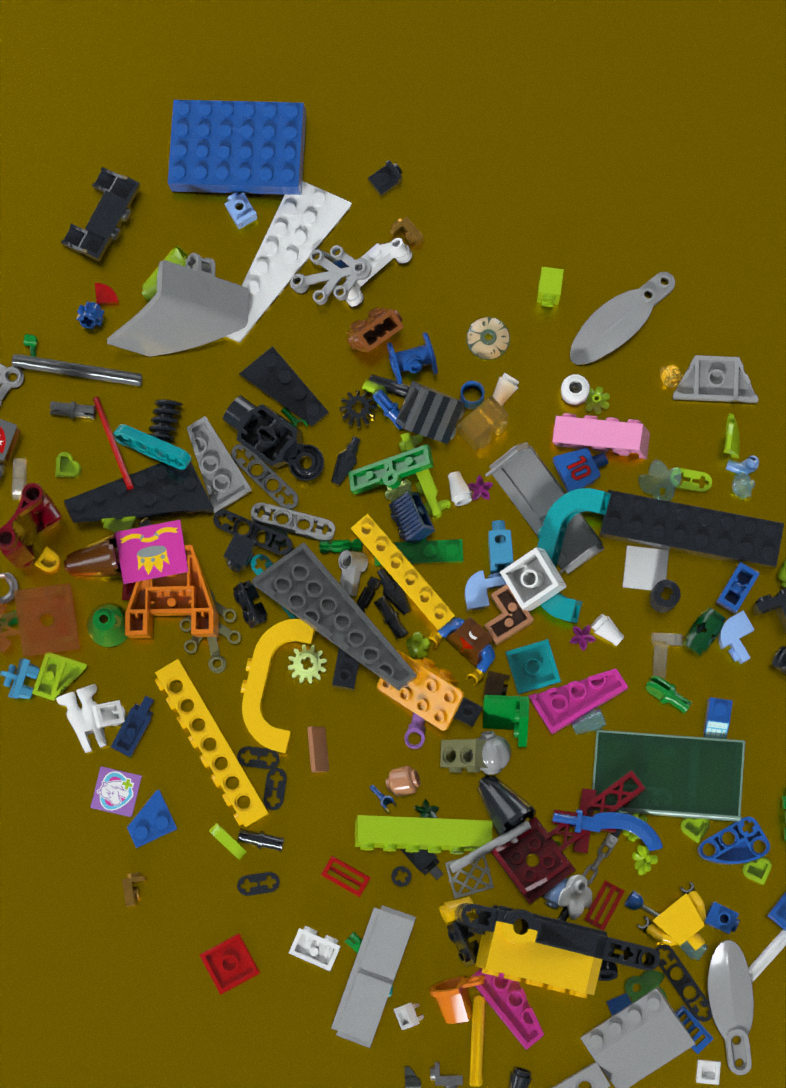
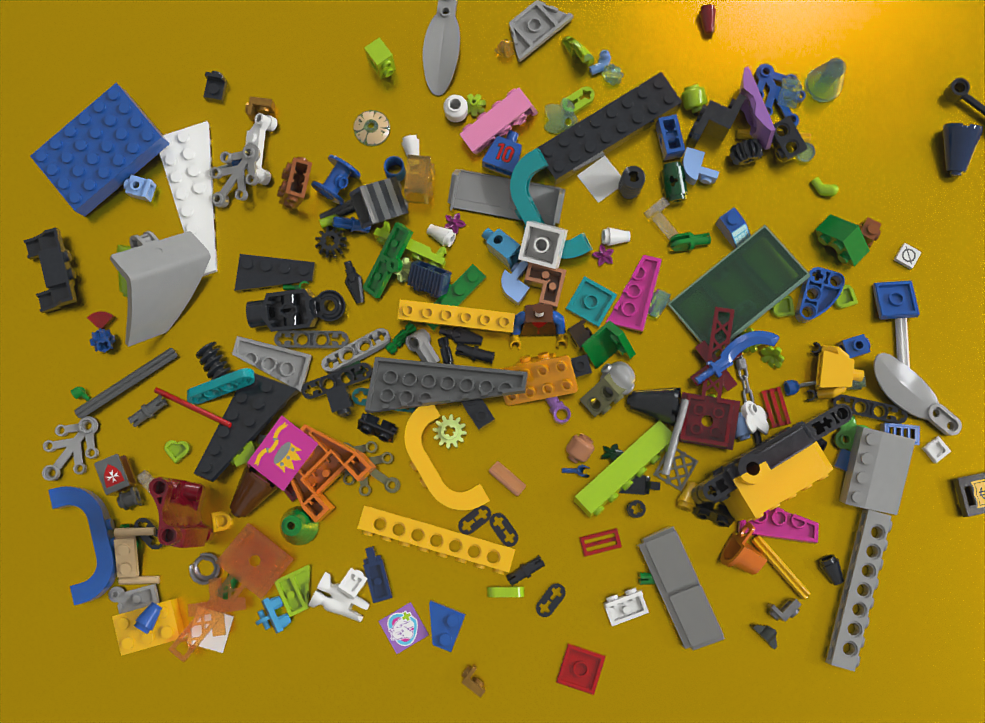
camera: 45 degrees left, 0 degrees up
(407, 1016) = (723, 593): white tile -> none
(418, 645) = (508, 354): lime plant -> none

